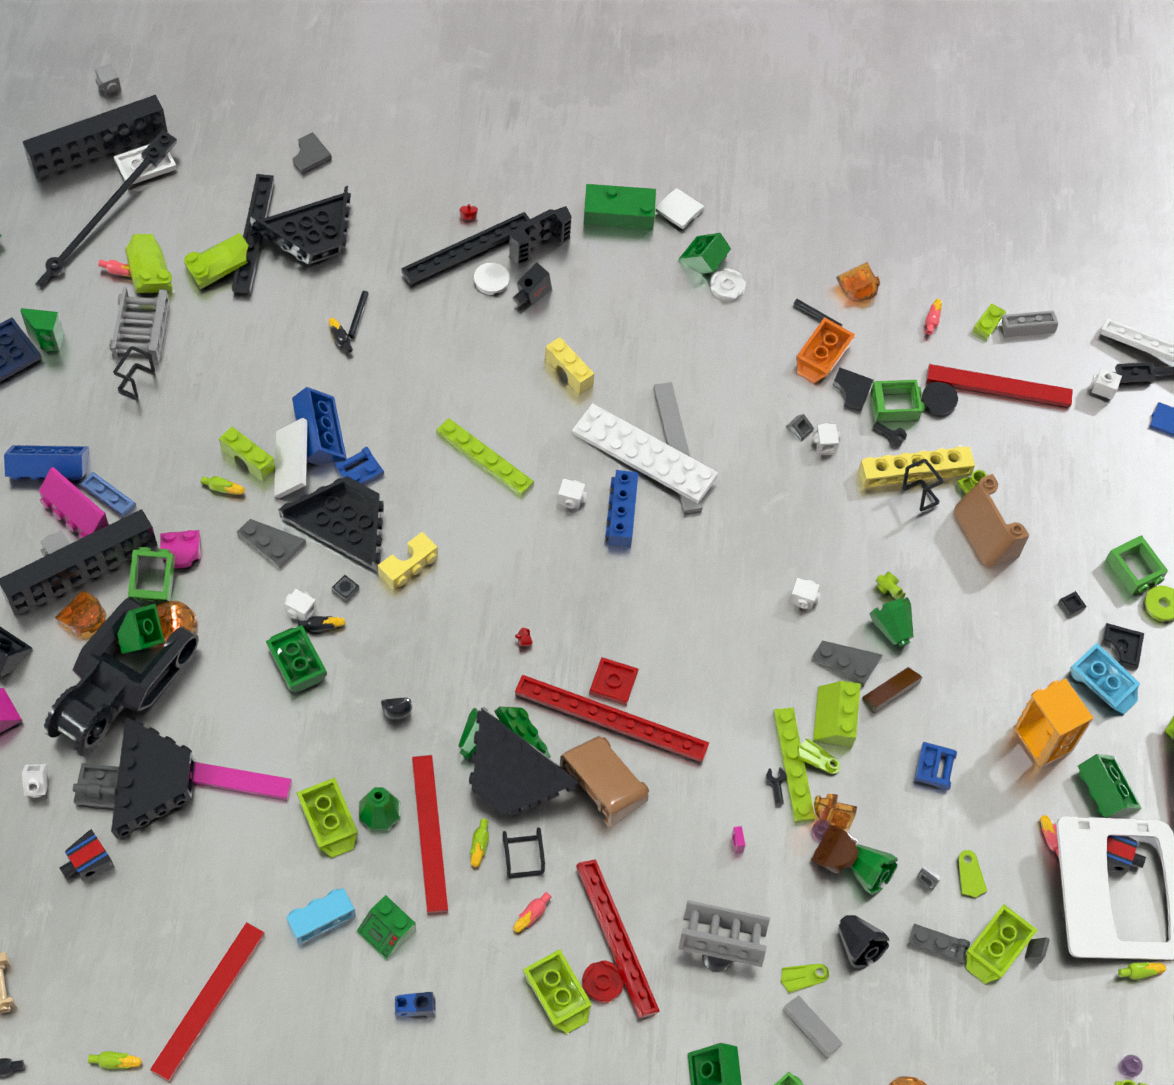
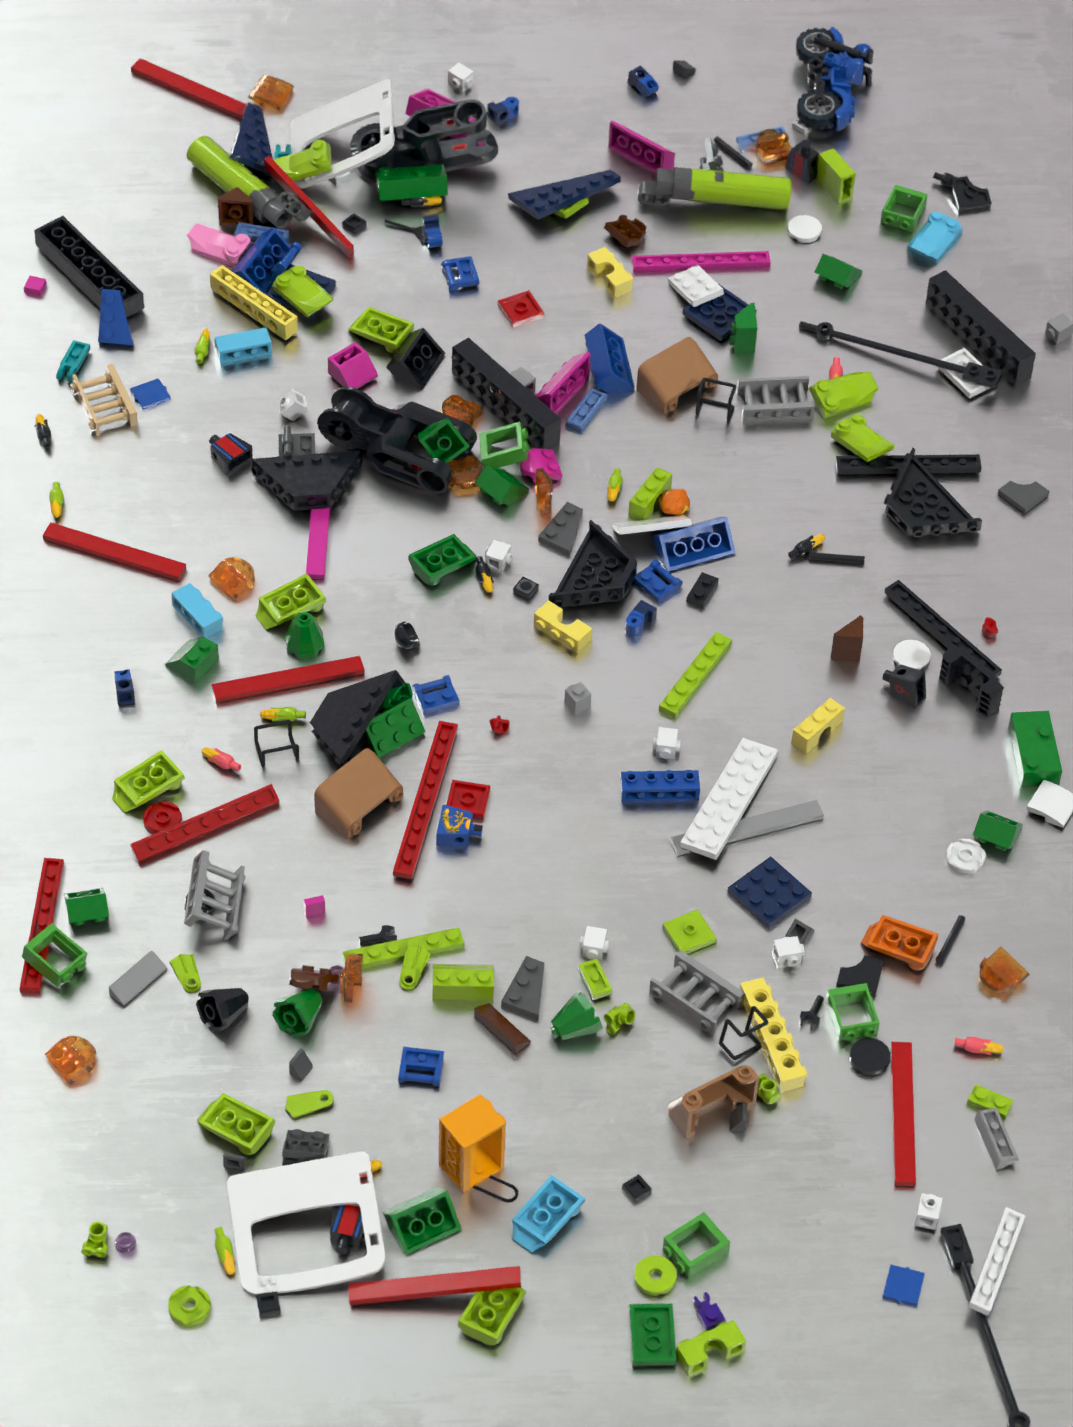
camera: 85 degrees right, 10 degrees down
(91, 402) = (673, 374): none -> medium nougat windscreen
(202, 588) = (500, 485): none -> green slope
(229, 545) = (543, 491): none -> clear orange slope
(261, 434) = (674, 502): none -> orange hair
(274, 872) = (233, 575): none -> clear orange slope
(377, 432) = (702, 590): none -> black plate
(407, 492) = (639, 616): none -> leg
(475, 316) = (848, 642): none -> reddish brown slope
(480, 690) = (437, 699): none -> blue plate
(505, 561) = (577, 698): none -> light grey brick
(652, 695) = (456, 827): none -> blue torso
(753, 442) = (769, 892): none -> dark blue plate
(794, 514) = (689, 932): none -> lime plate
(844, 600) = (595, 979): none -> lime plate
(861, 502) = (702, 975): none -> light grey fence
(938, 943) = (233, 1074): dark grey plate -> none
(1005, 507) = (738, 1118): none -> dark grey slope
(1028, 880) = (304, 1146): none -> dark grey plate
(1125, 643) = (597, 1239): black tile -> none

